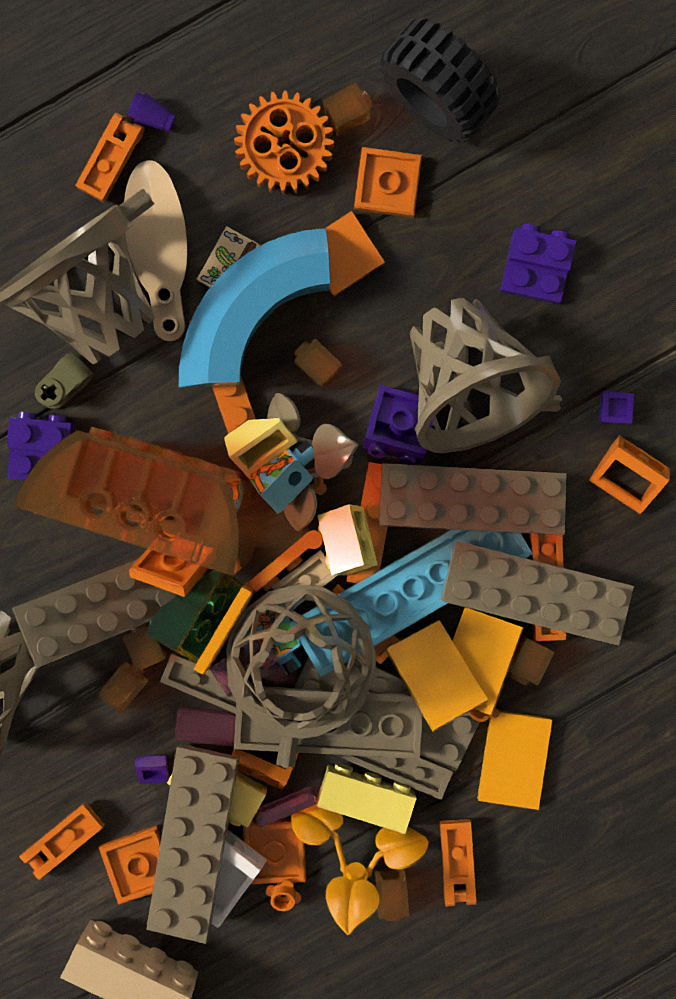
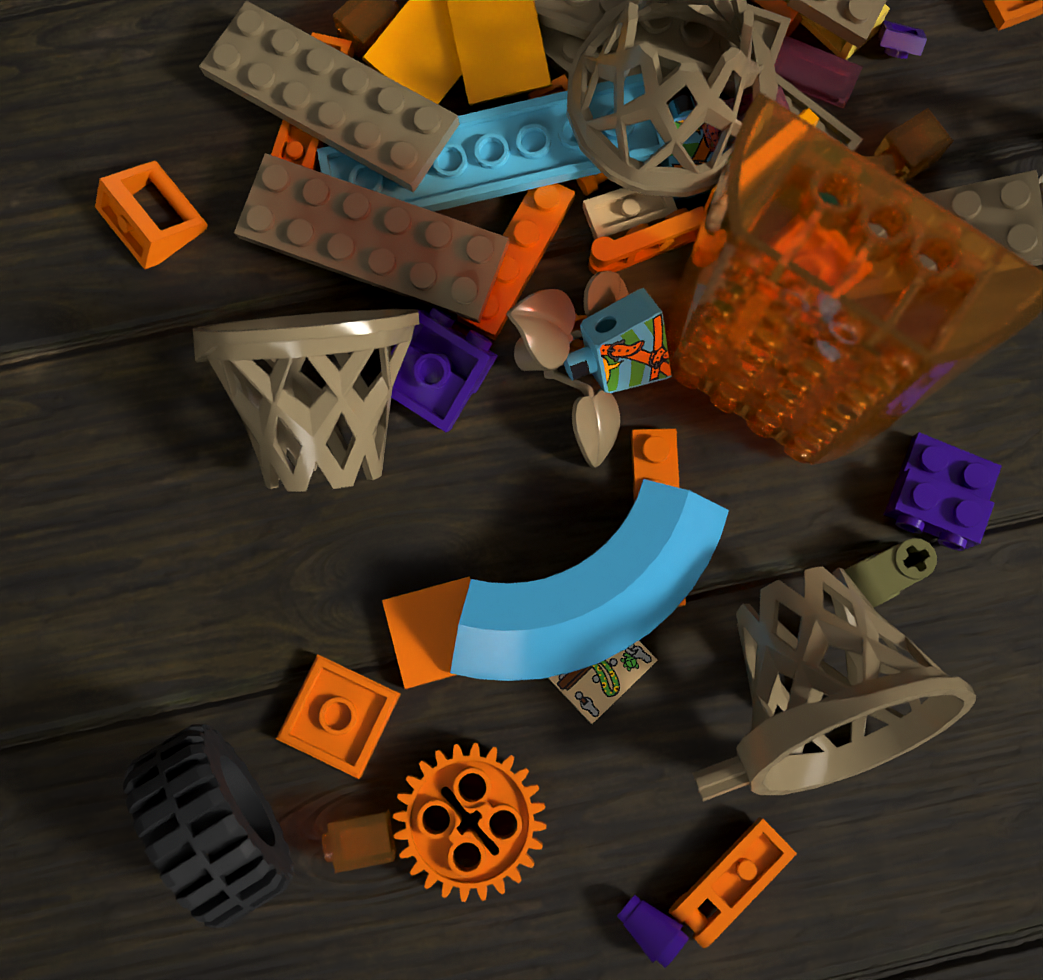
camera: 165 degrees left, 10 degrees down
(159, 246) = (696, 728): tan plant -> none
(258, 443) = (643, 396): light yellow slope -> none
(316, 362) = (523, 487): clear orange brick -> none
(347, 540) = (558, 234): brick -> none
(537, 264) = (168, 530): dark purple plate -> none
(616, 407) = (134, 302): dark purple plate -> none

